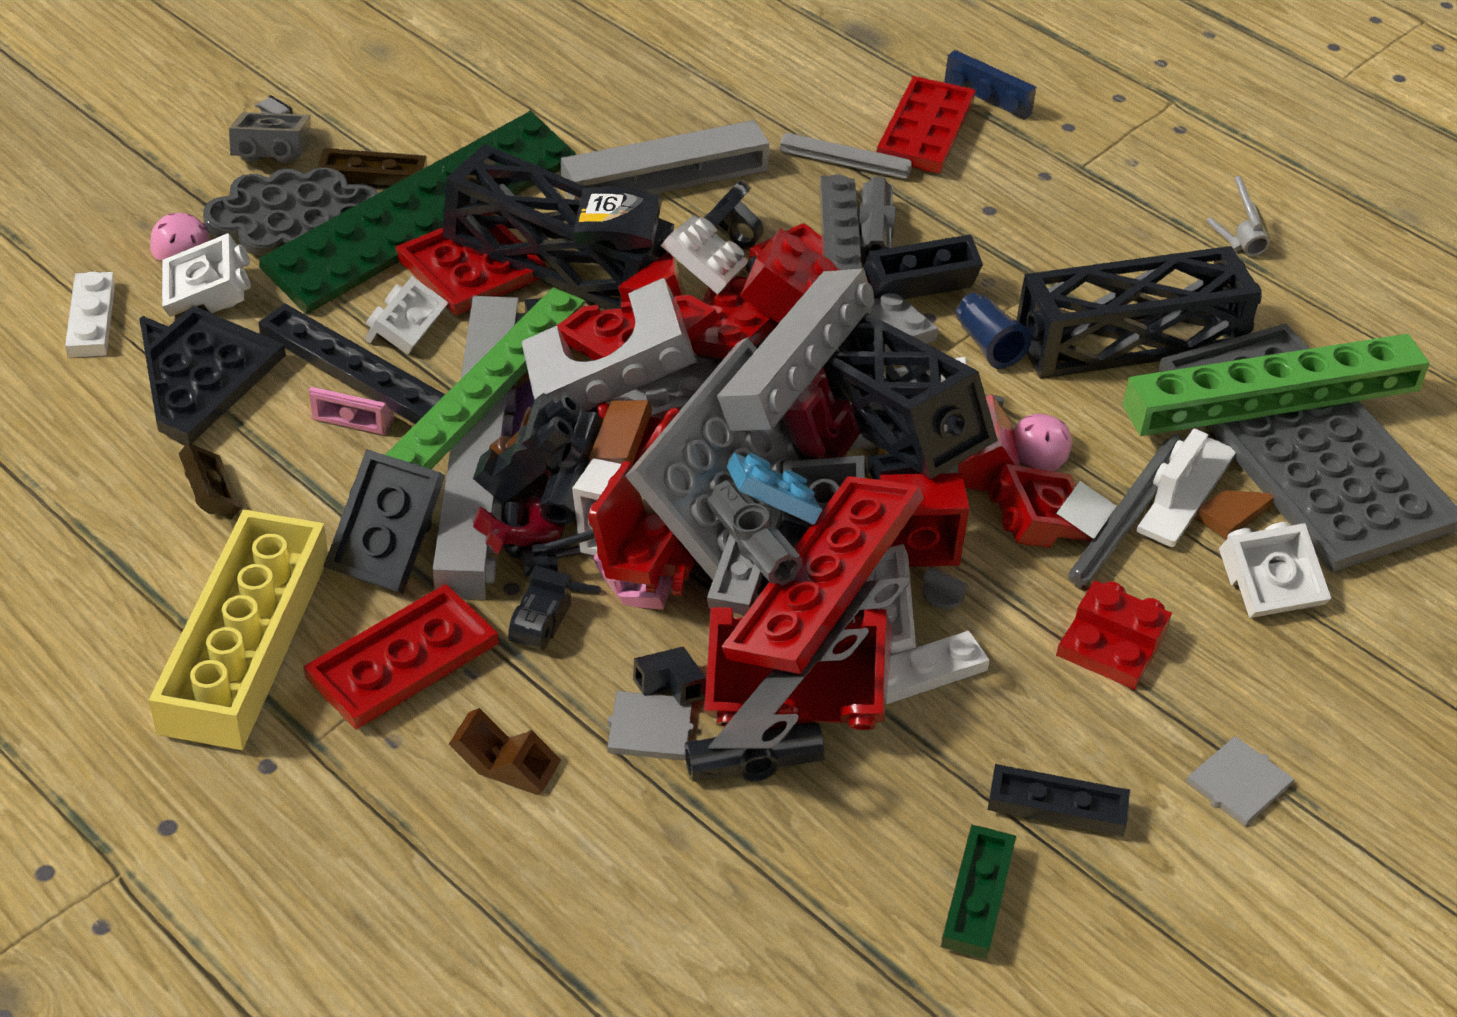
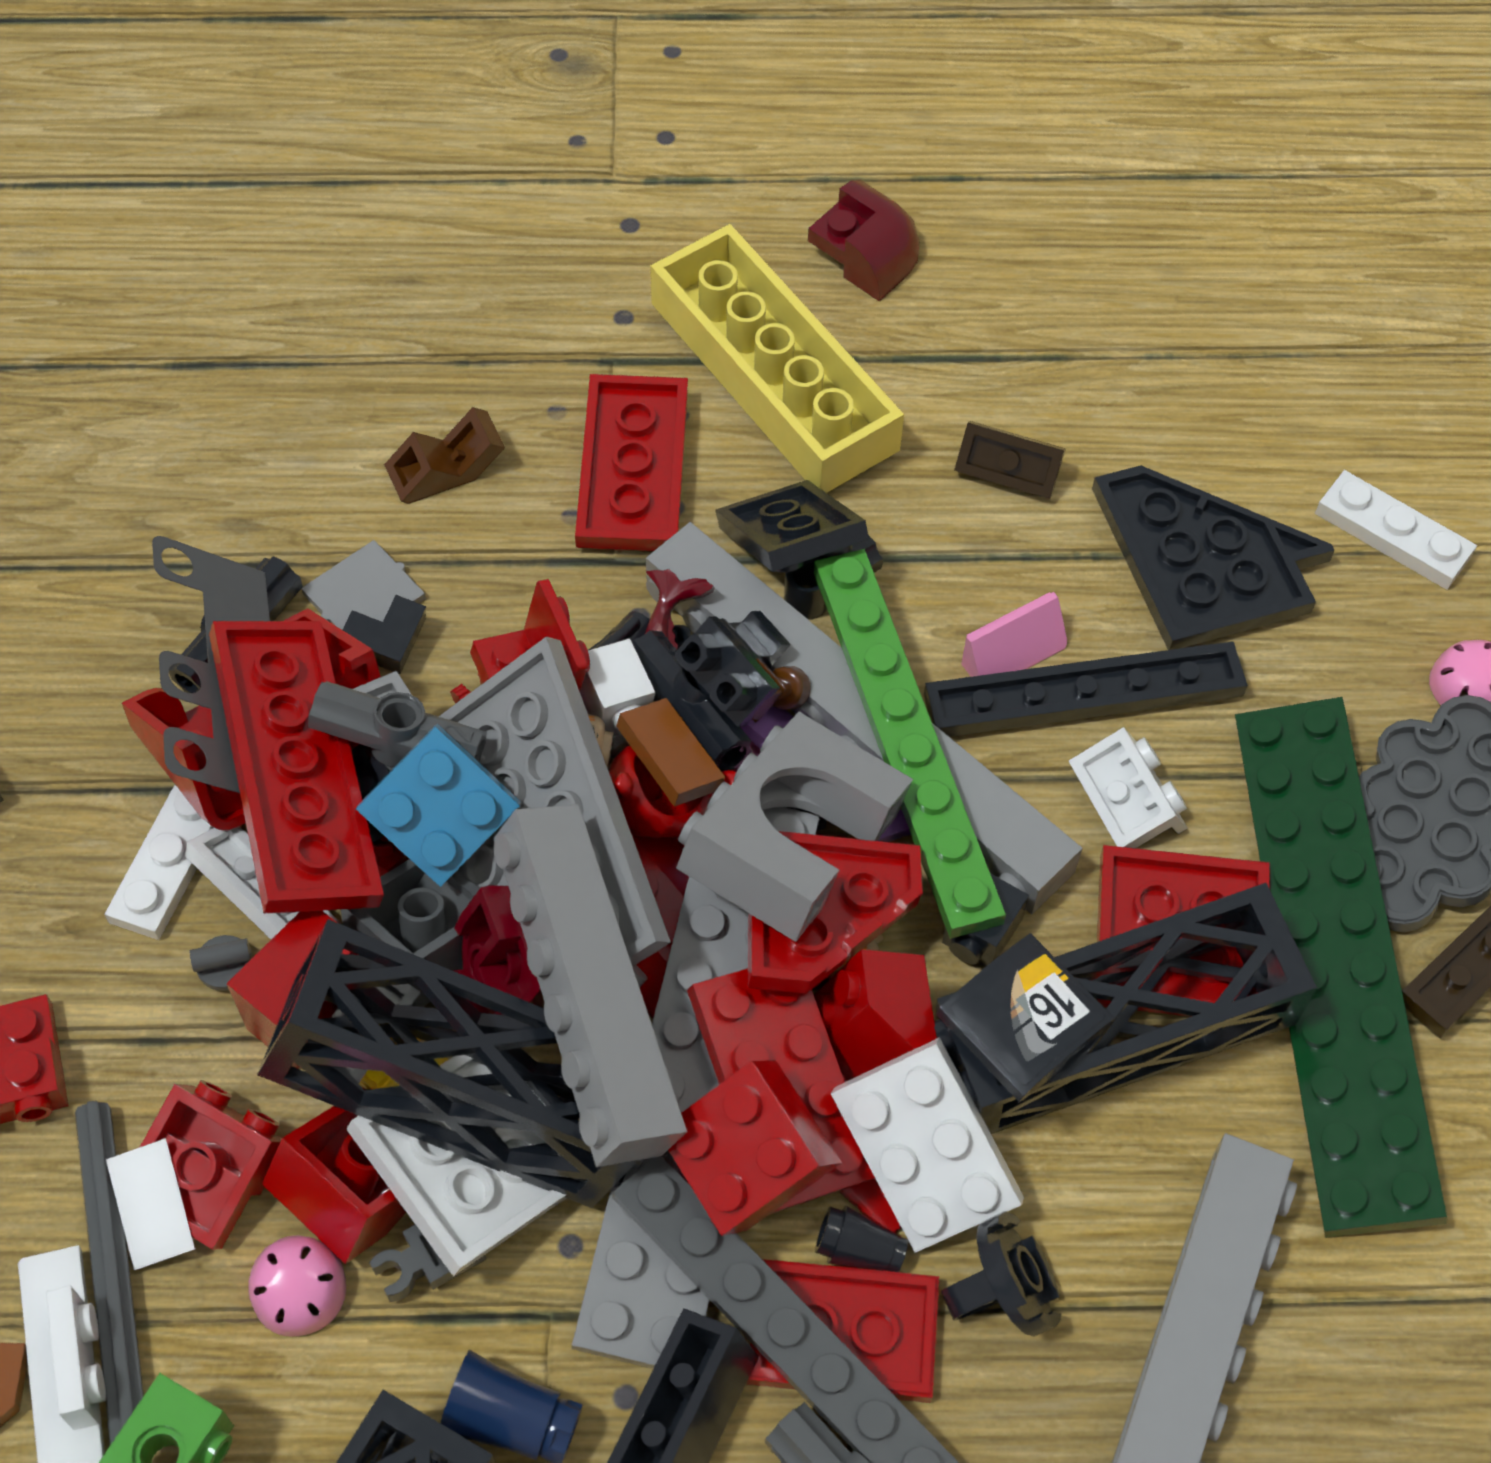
camera: 135 degrees right, 15 degrees up
(59, 665) = (869, 237): none -> dark red brick
(205, 275) = (1362, 645): white plate -> none
(541, 608) = (574, 584): black leg -> none

